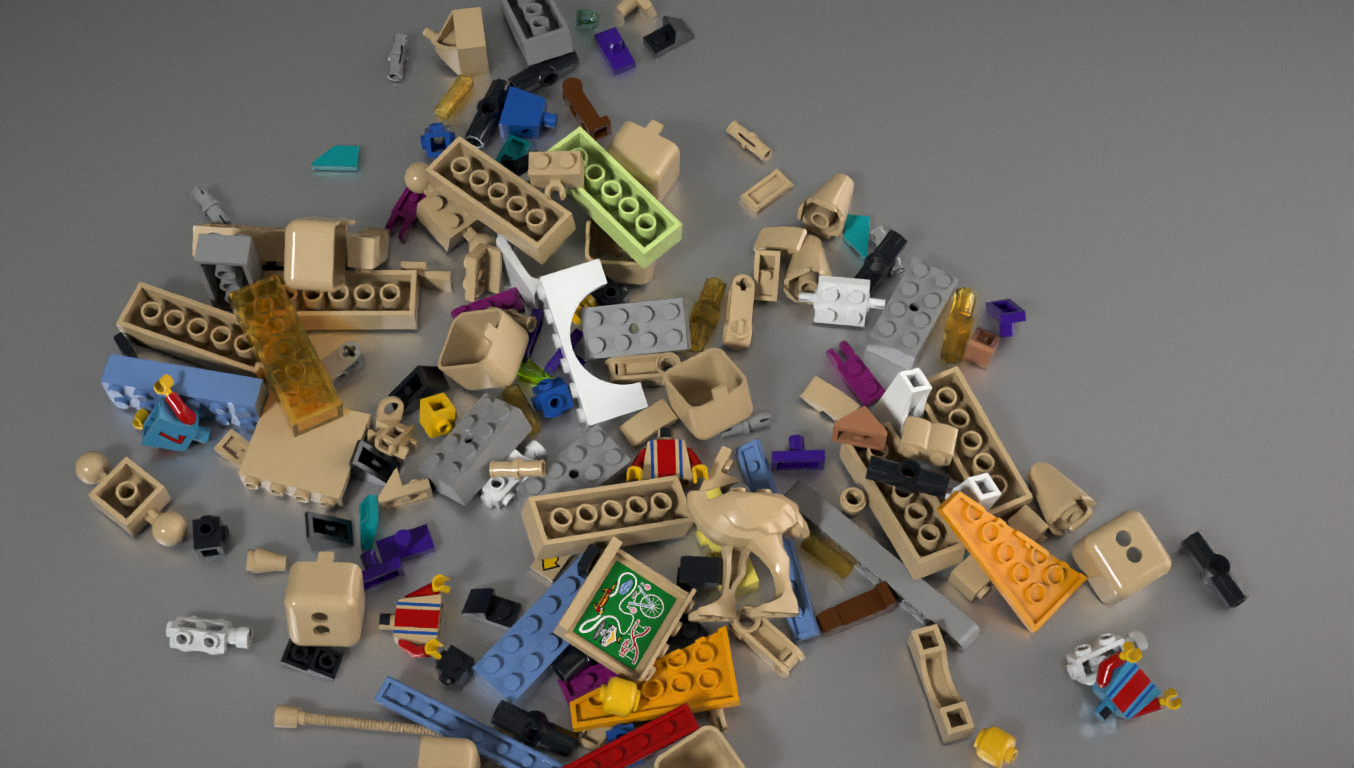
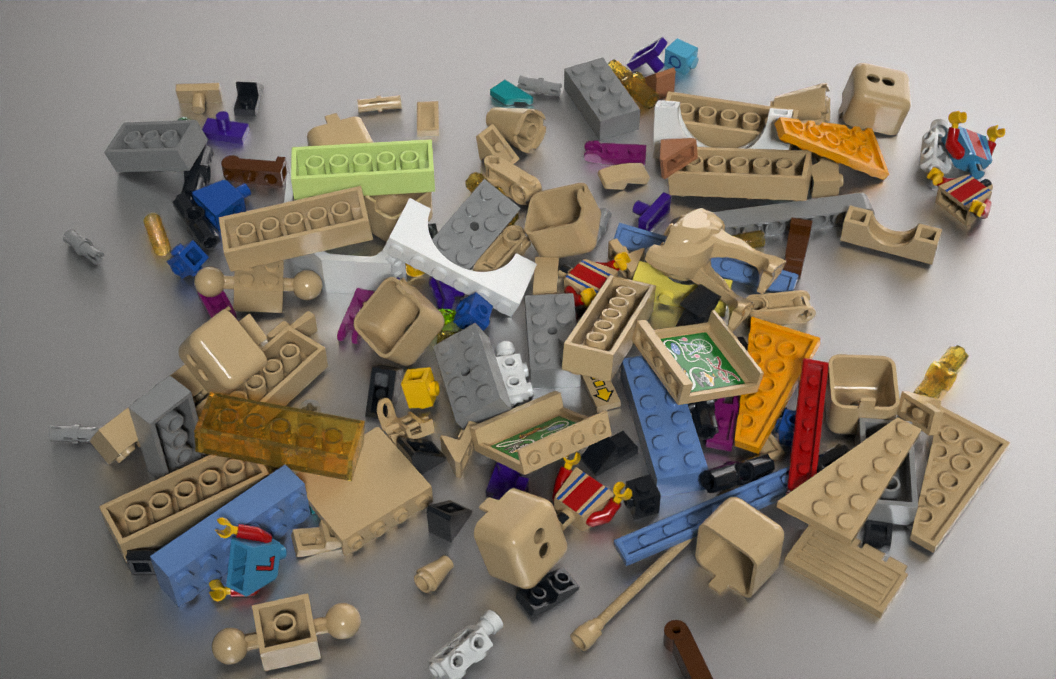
camera: 50 degrees left, 15 degrees down
(210, 537) = (376, 599): black brick -> none
(339, 159) = (127, 331): teal tile -> none
(368, 521) = (463, 483): teal tile -> none
(447, 542) = (538, 433): none -> tan panel
(462, 42) = (125, 194): tan piece -> none
(482, 271) = (328, 286): tan bracket -> none
(517, 468) = (519, 356): tan pin -> none
(556, 171) = (319, 172): tan brick -> none
(588, 560) = (638, 353): black tile -> none
(619, 696) = (762, 399): yellow head -> none
(781, 238) = (475, 125): tan slope -> none
(827, 207) = (479, 91): tan cone -> none
(841, 300) = (558, 121): white plate -> none
(852, 501) = (716, 199): tan cone -> none
(887, 253) = (548, 82): black piece -> none
(894, 474) = (734, 148): black piece -> none
(927, 441) = (715, 129): tan brick -> none
(995, 747) = (958, 236): yellow head -> none
(1036, 342) = (681, 56): none -> medium azure brick
(1059, 720) = (962, 196): none -> torso
(1225, 583) = (921, 70): black piece -> none

